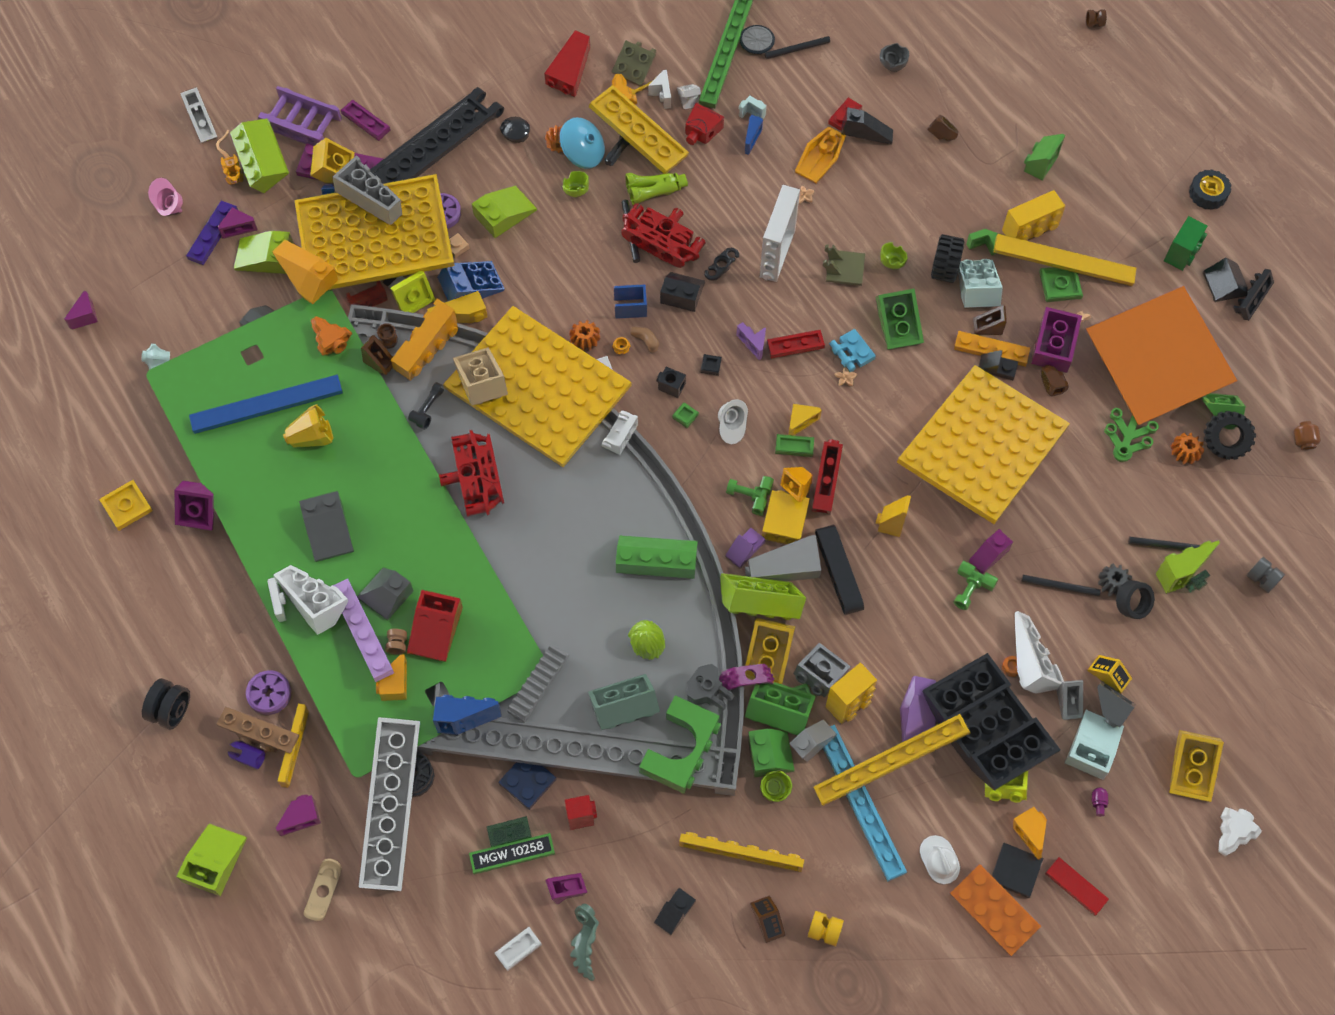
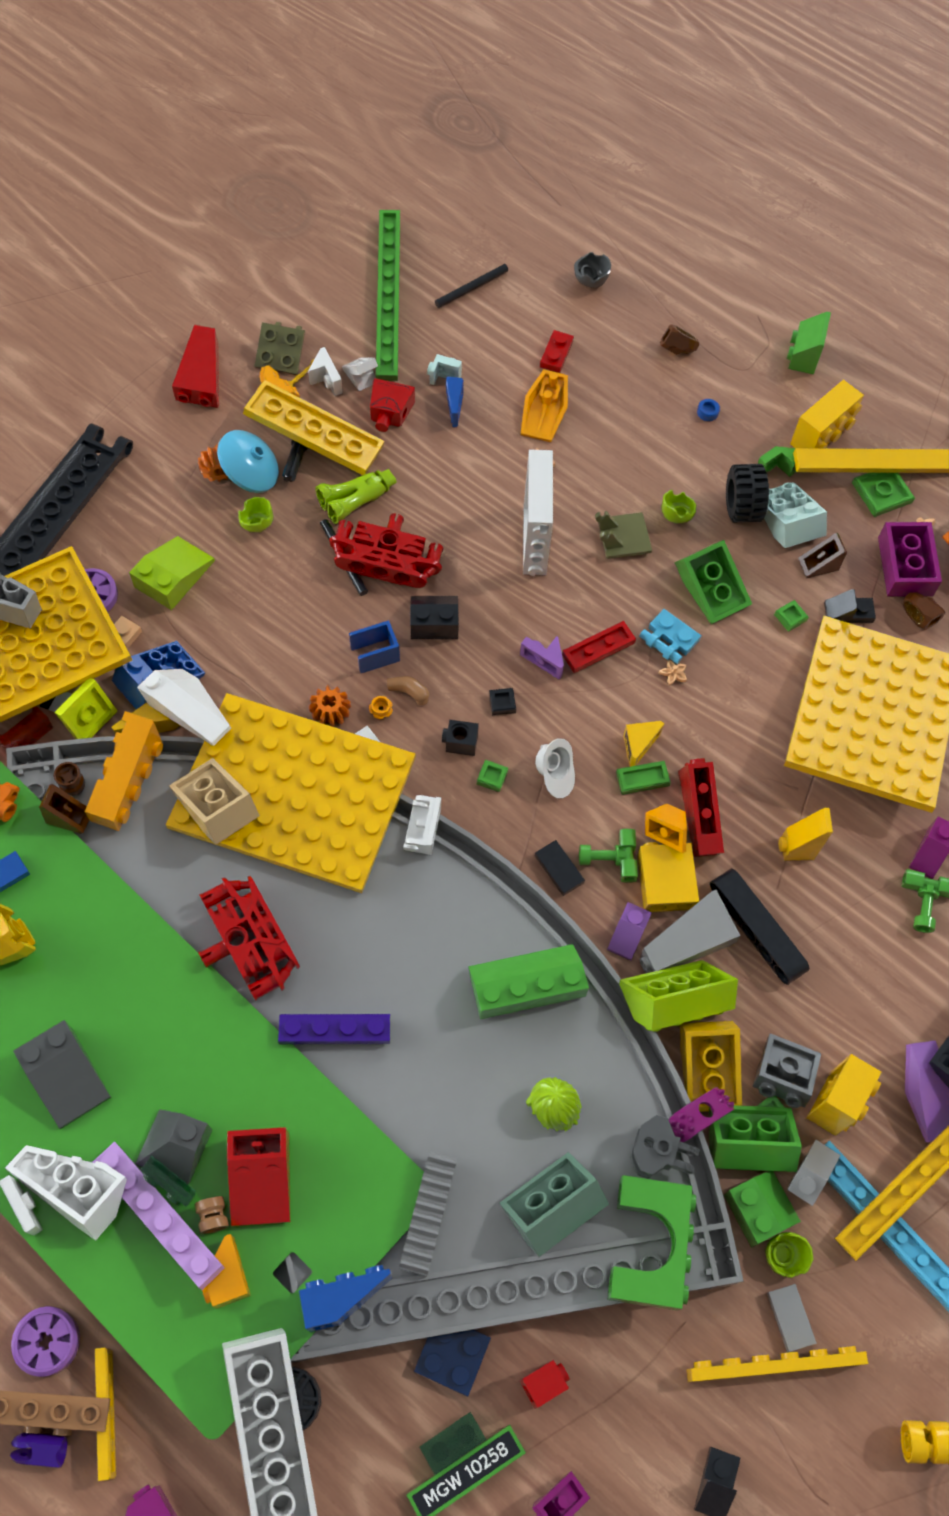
camera: 20 degrees left, 0 degrees up
(370, 606) = (176, 1188): none -> clear green plate
(420, 418) = (149, 879): black brick -> none
(482, 304) = (185, 702): none -> white wedge
(514, 550) = (334, 1029): none -> dark purple plate
(515, 129) = (155, 465): black hat -> none
(711, 491) = (559, 867): none -> black tile
(721, 270) = (471, 560): black piece -> none
(757, 39) = (420, 287): light grey wheel -> none
(764, 827) = (791, 1318): none -> light grey tile
(768, 919) = (844, 1450): slope -> none
(865, 126) = (585, 358): black slope -> none
(947, 188) = (708, 410): none -> blue tile
(951, 359) = (791, 615): none -> bright green tile
(981, 345) = (820, 589): light orange plate -> none
(1096, 18) = (801, 175): reddish brown wheel -> none

